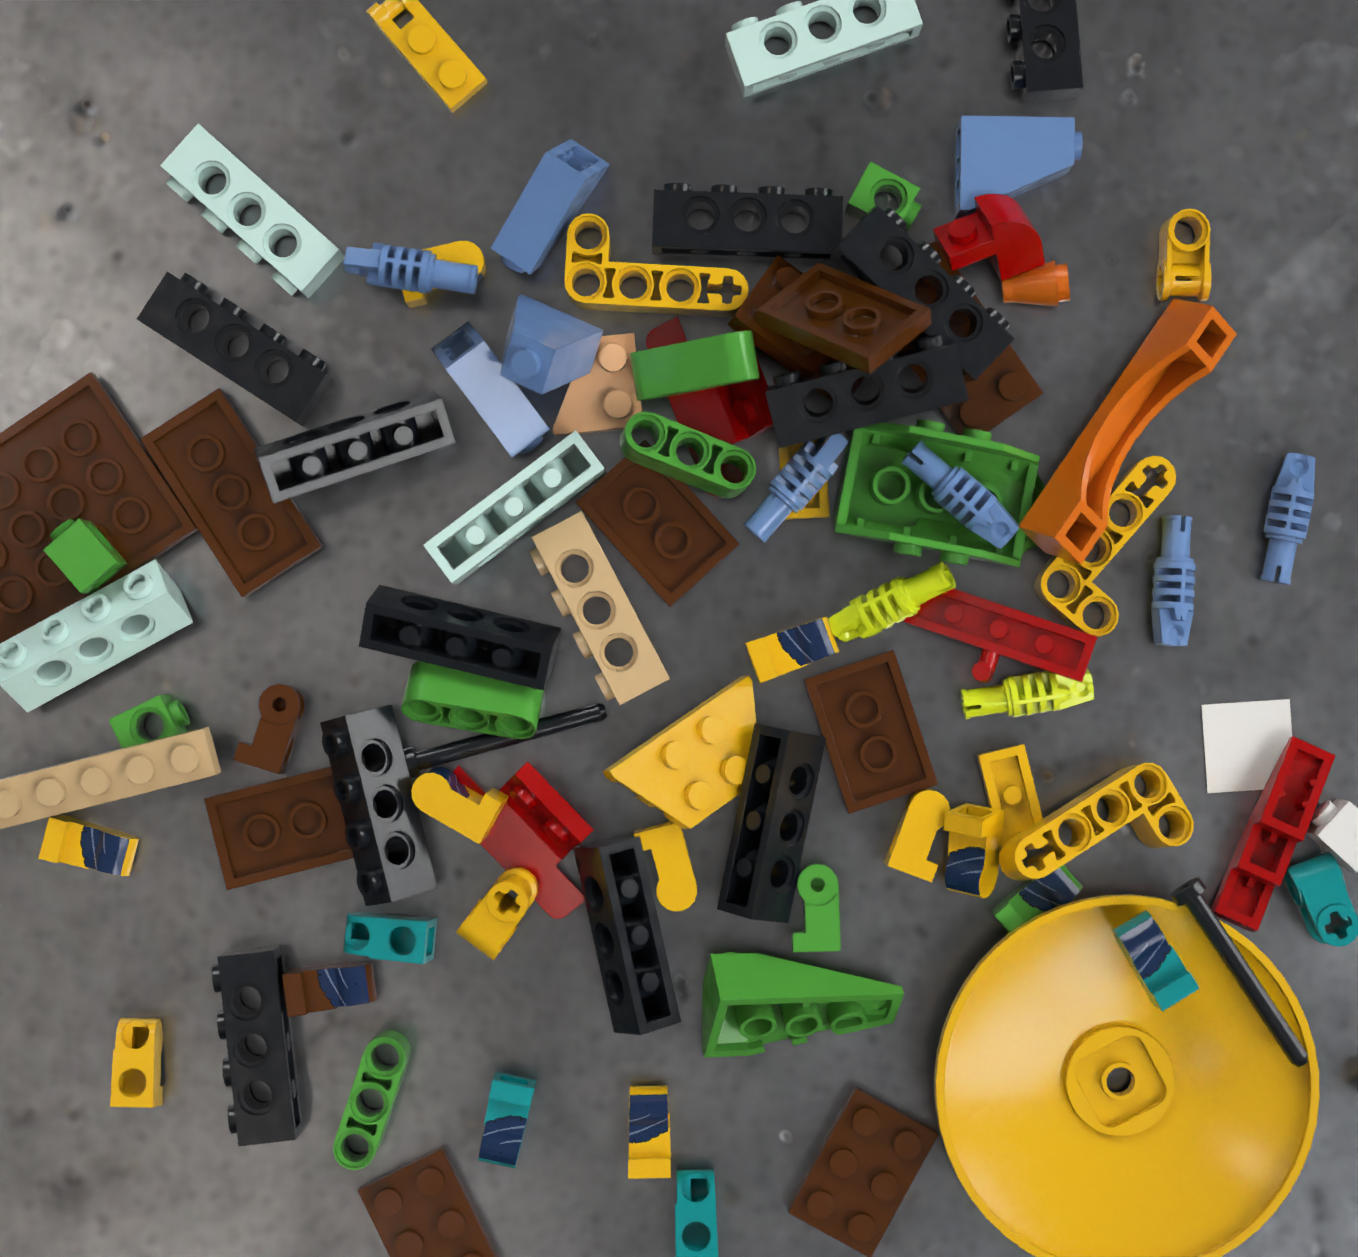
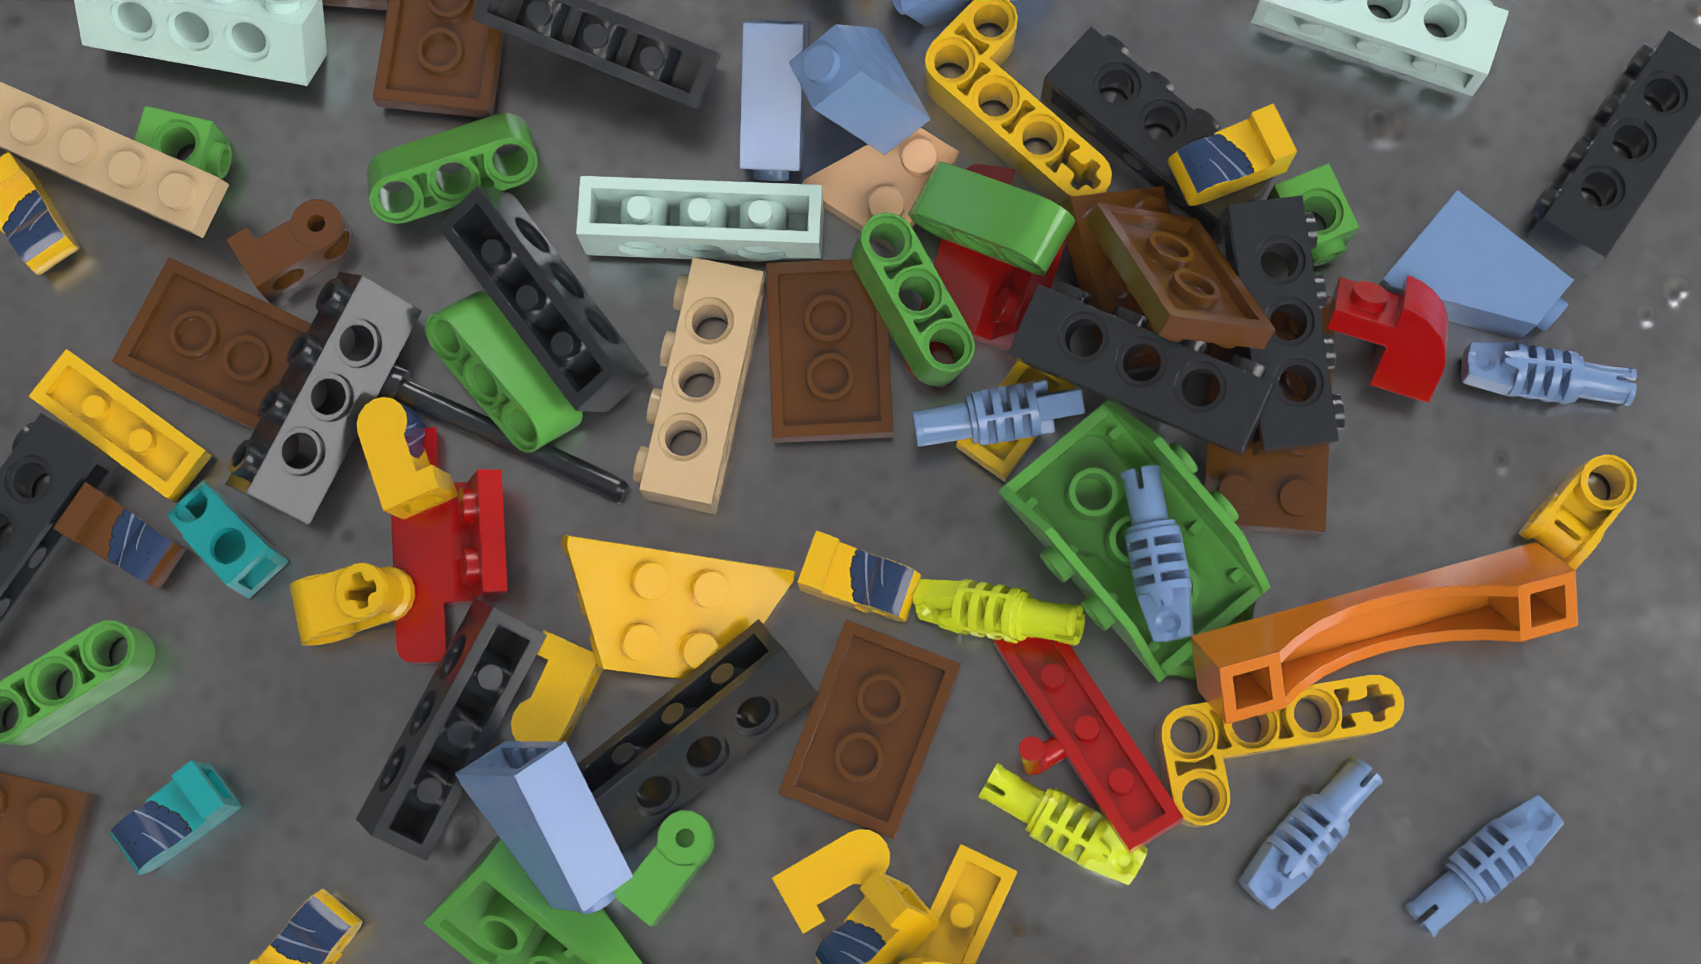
camera: 50 degrees right, 10 degrees down
(265, 923) = (120, 426): none -> yellow plate
(330, 601) = (436, 191): none -> bright green beam
(735, 942) = (548, 822): none -> slope
(812, 209) = (1233, 157): none -> yellow leg
(1040, 286) = (1404, 421): orange cone -> none
(1099, 187) = (1544, 374): none -> medium blue hinge

